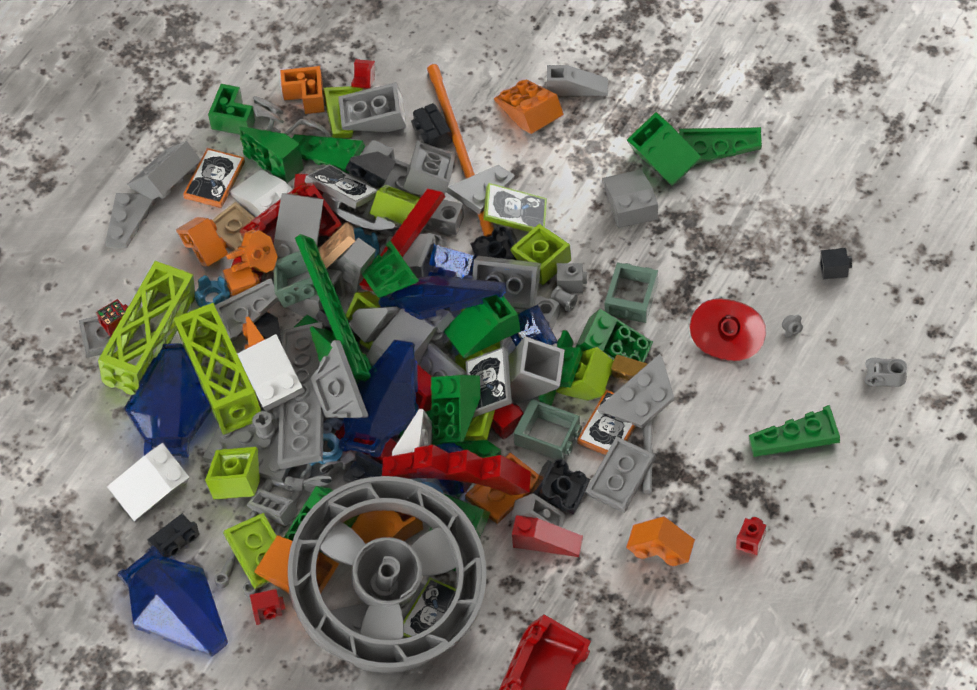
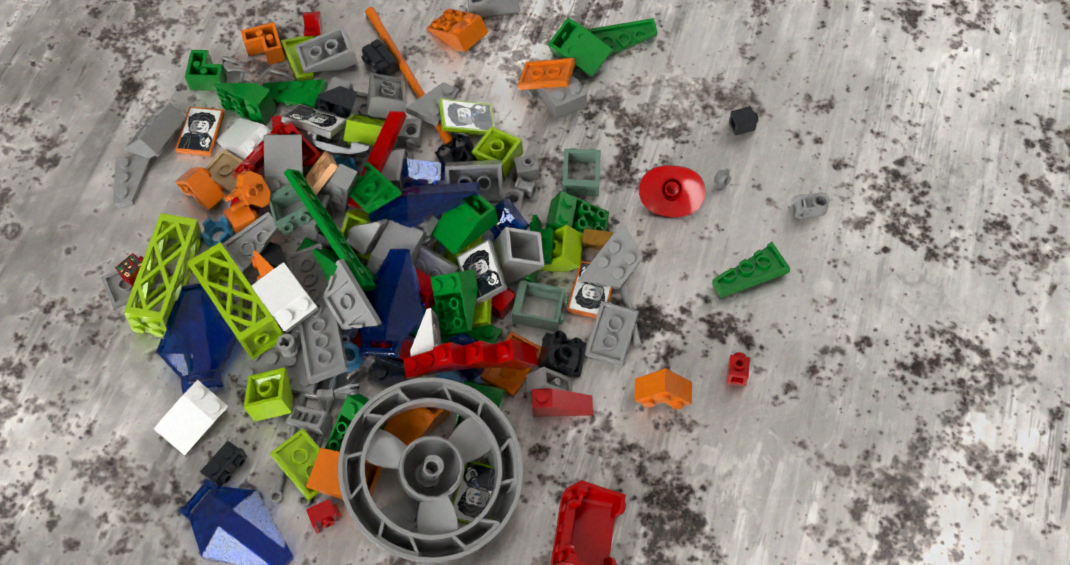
camera: 15 degrees left, 5 degrees up
(618, 173) = (546, 74): none -> orange tile

